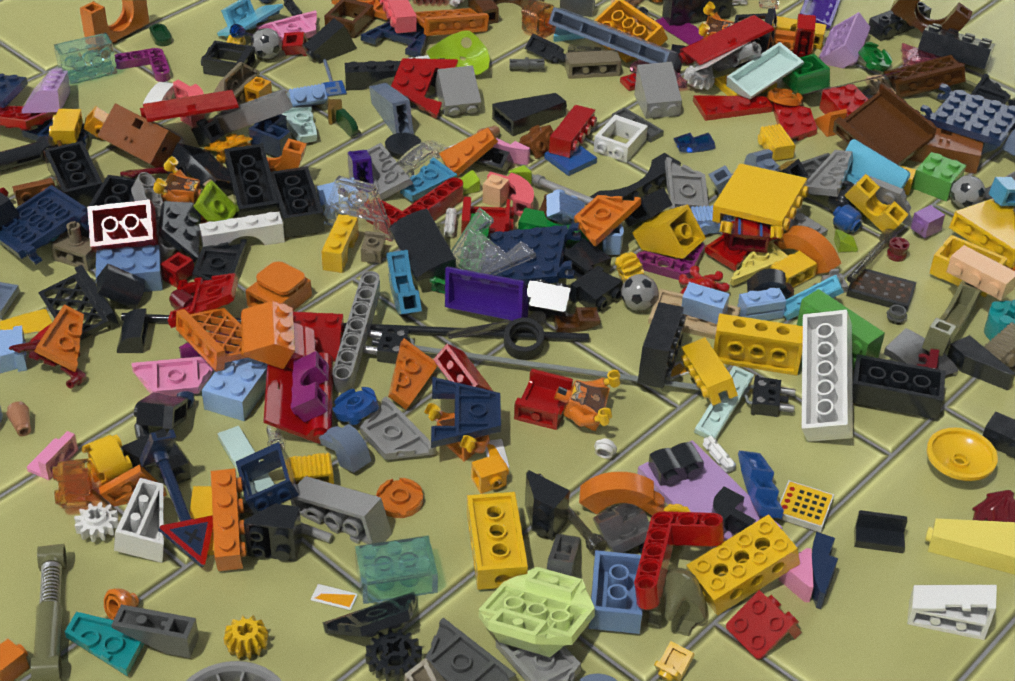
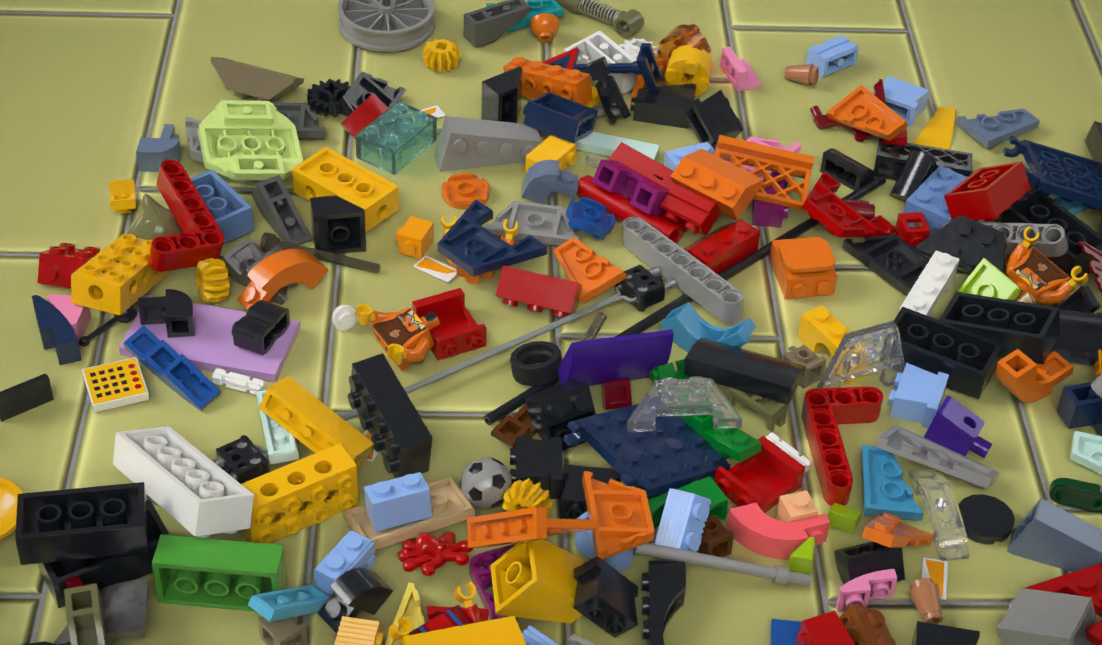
camera: 135 degrees right, 0 degrees up
(199, 472) = (608, 90): none -> black piece
(399, 591) = (364, 115): none -> red slope
(675, 230) = (520, 526): none -> orange fence
(912, 370) = (82, 523): none -> black brick

